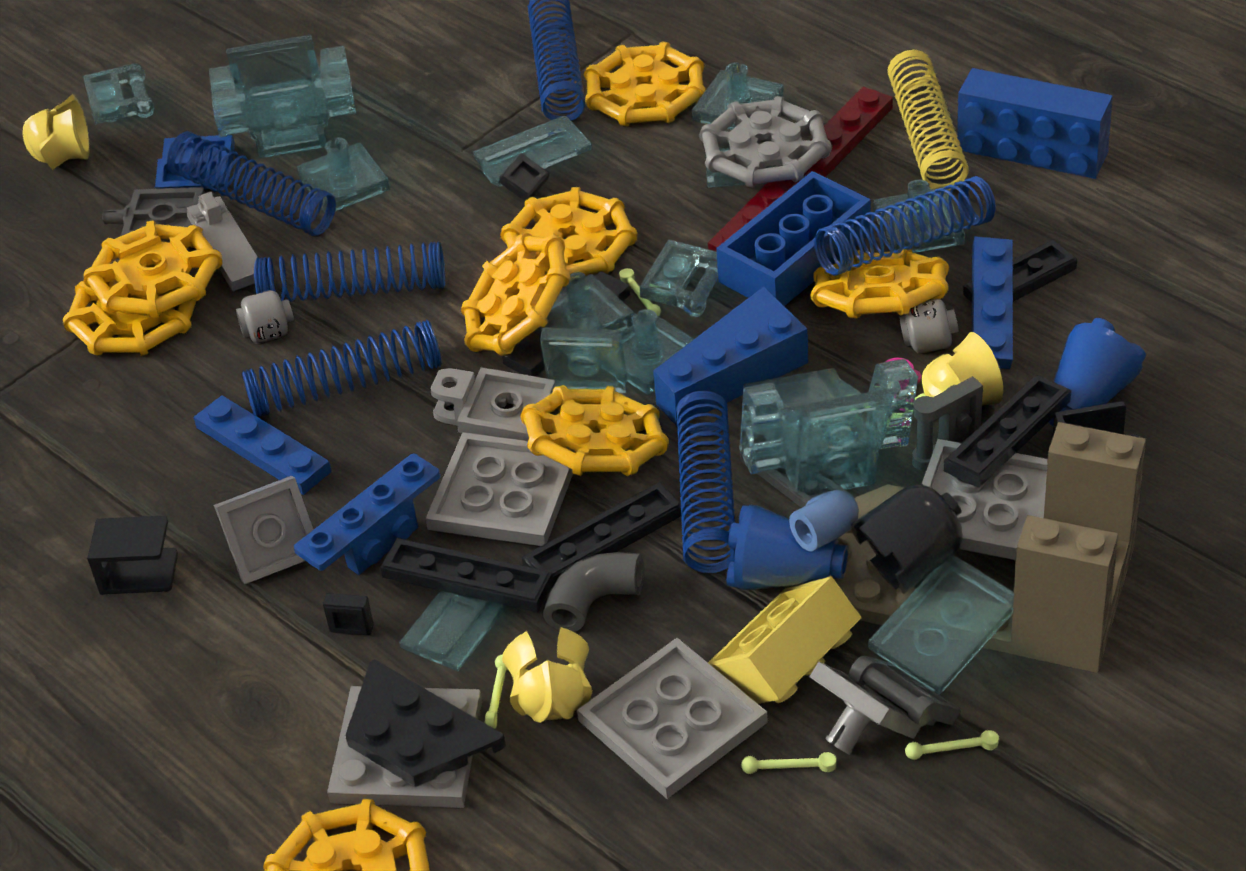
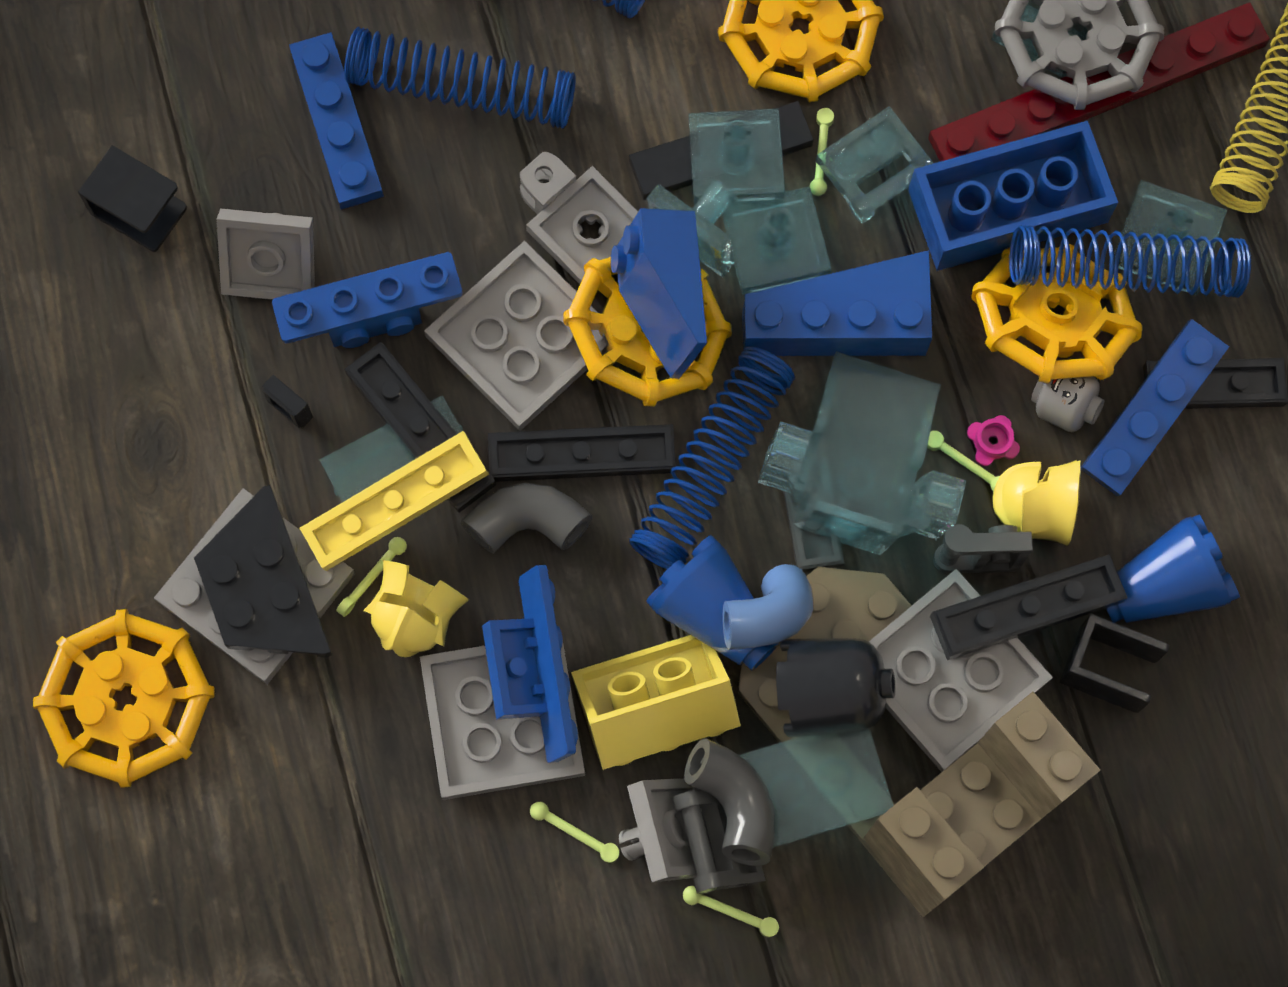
camera: 25 degrees right, 30 degrees up
(482, 617) = (394, 501): none -> light yellow plate
(515, 289) = (693, 76): yellow plate -> none
(594, 379) = (663, 284): none -> blue slope
(675, 657) = (529, 668): none -> blue bracket
(900, 644) = (744, 798): none -> dark grey cylinder

